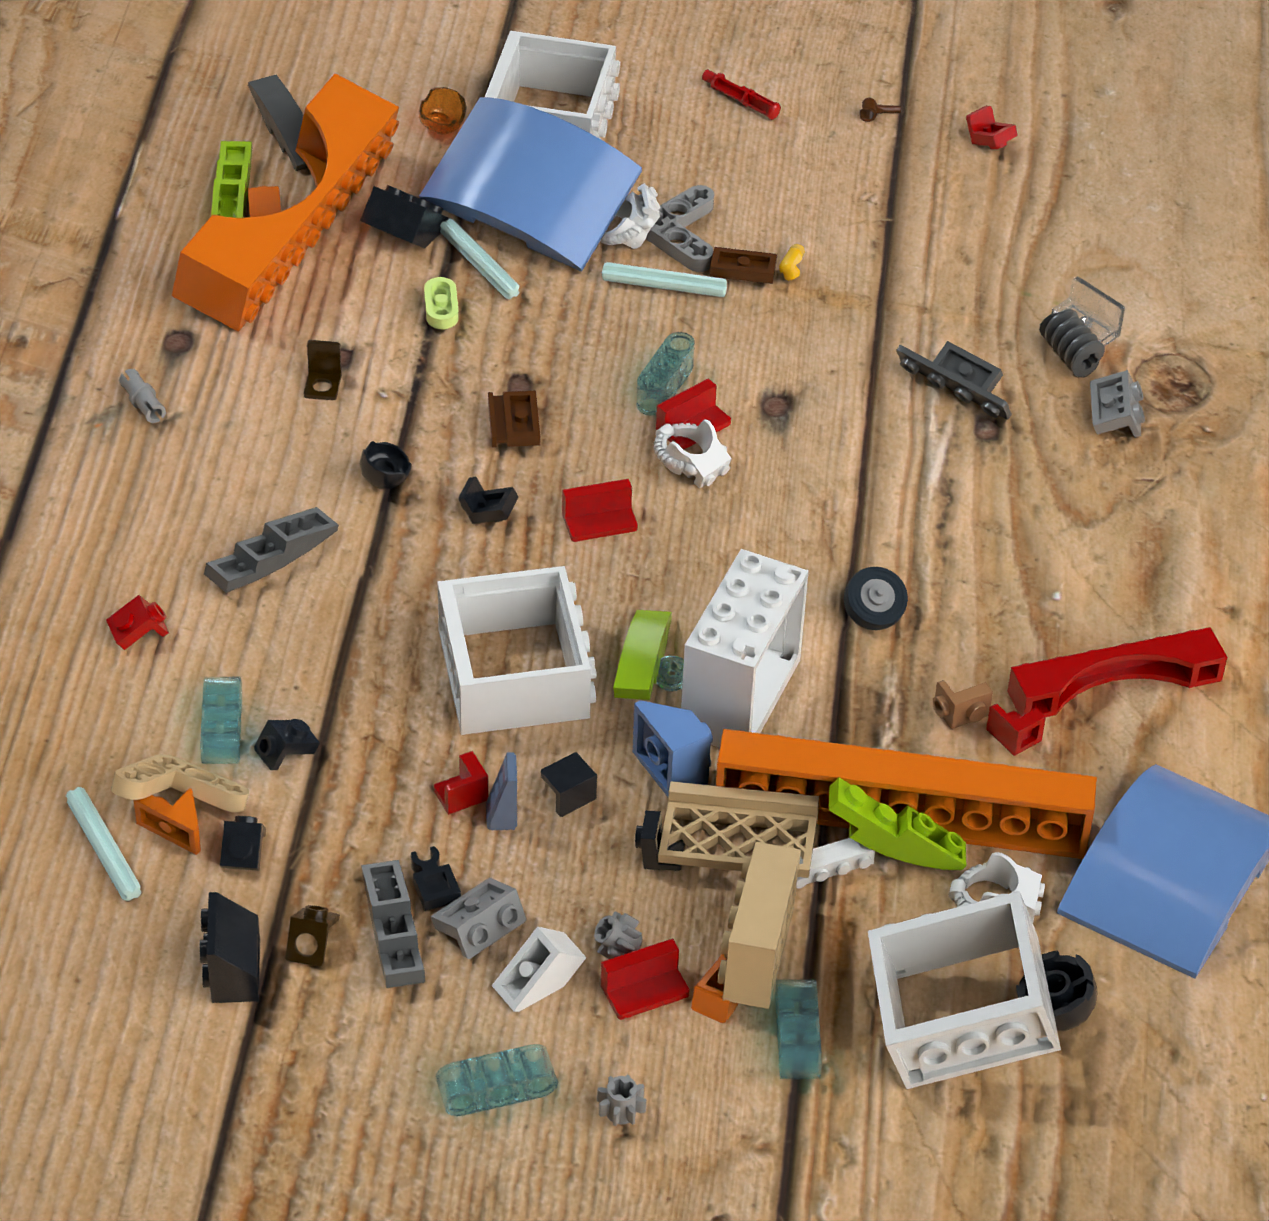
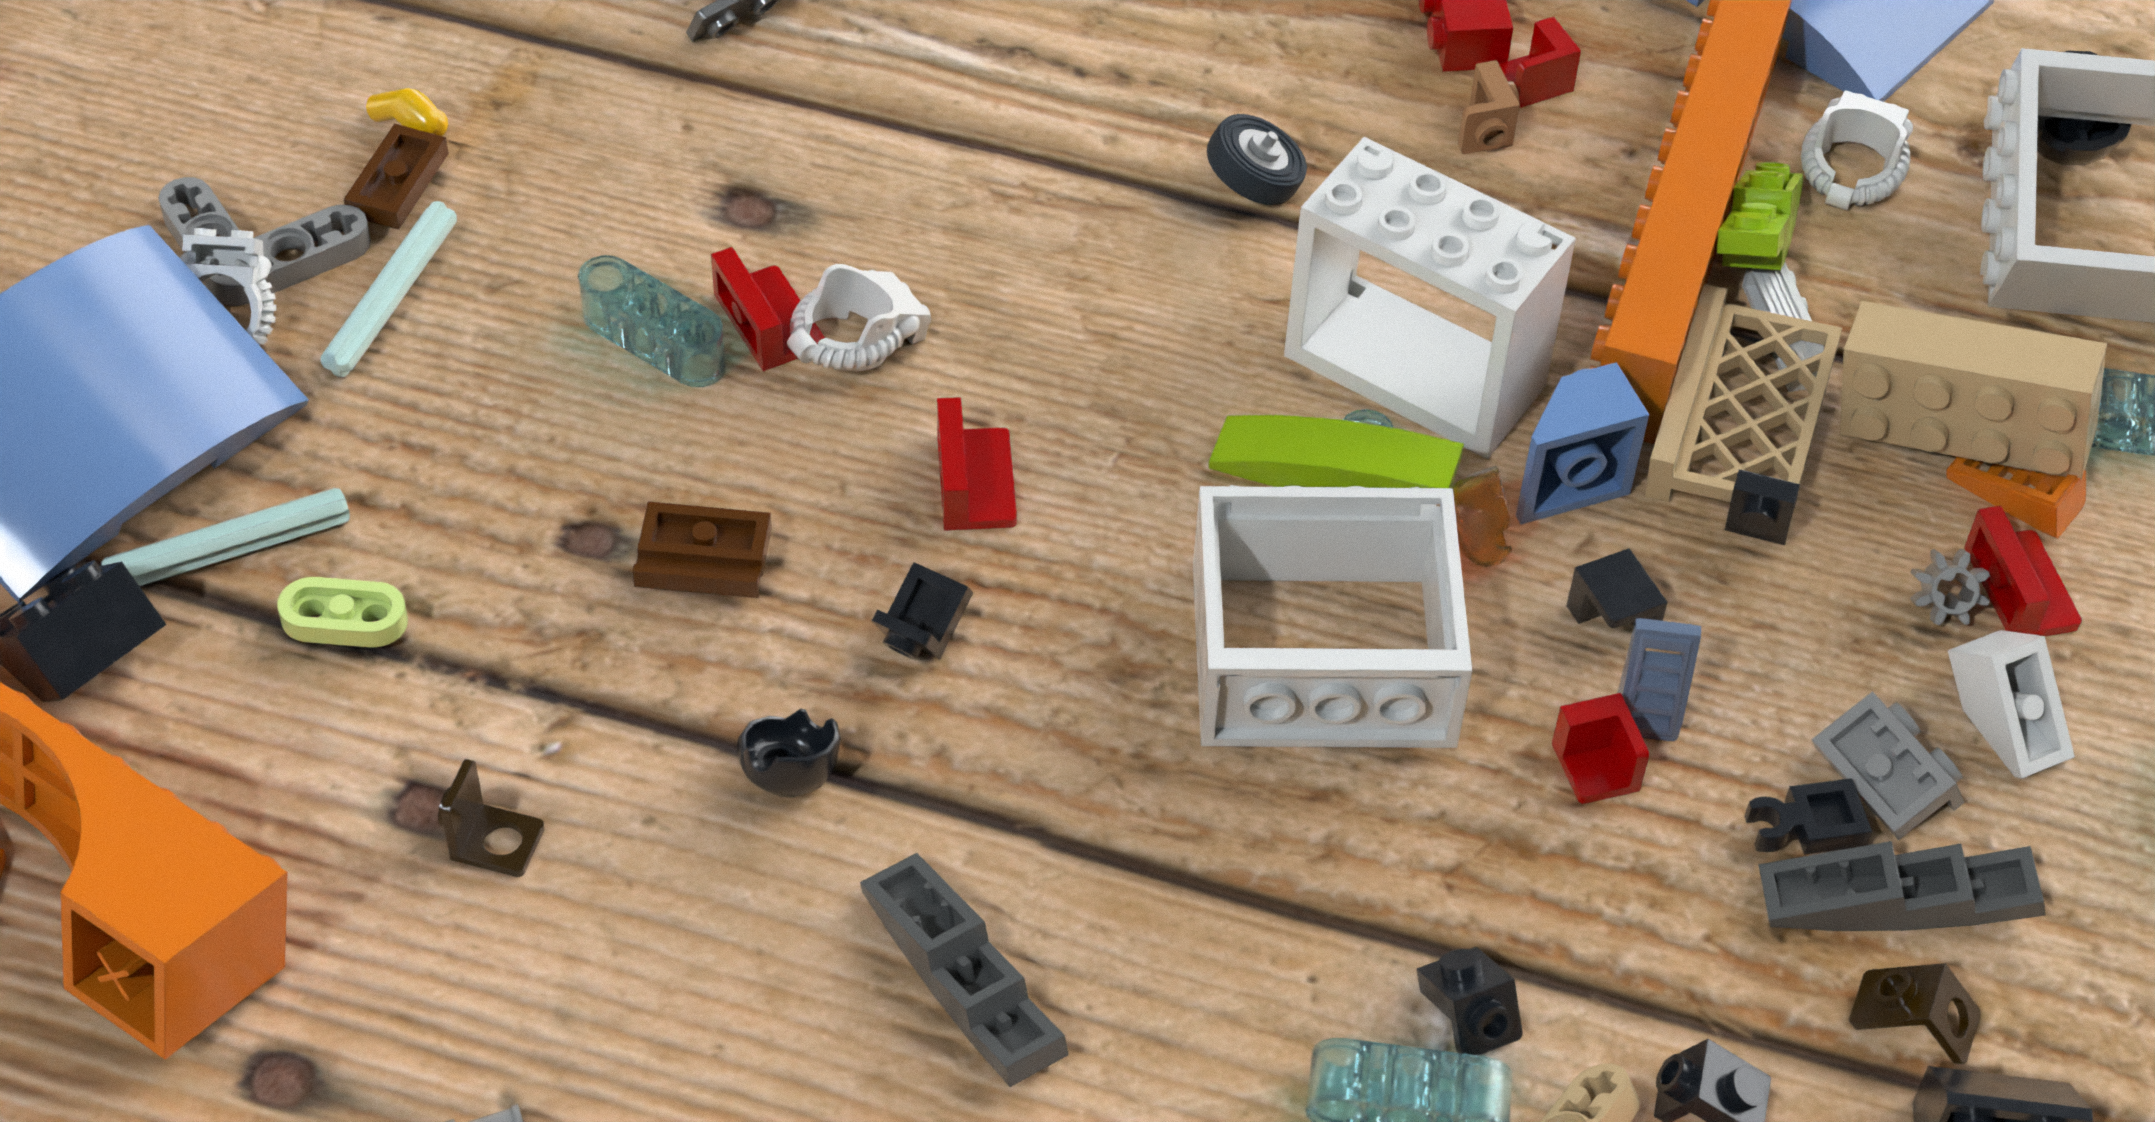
camera: 80 degrees left, 5 degrees up
(609, 717) = (1482, 517): none -> clear orange hair

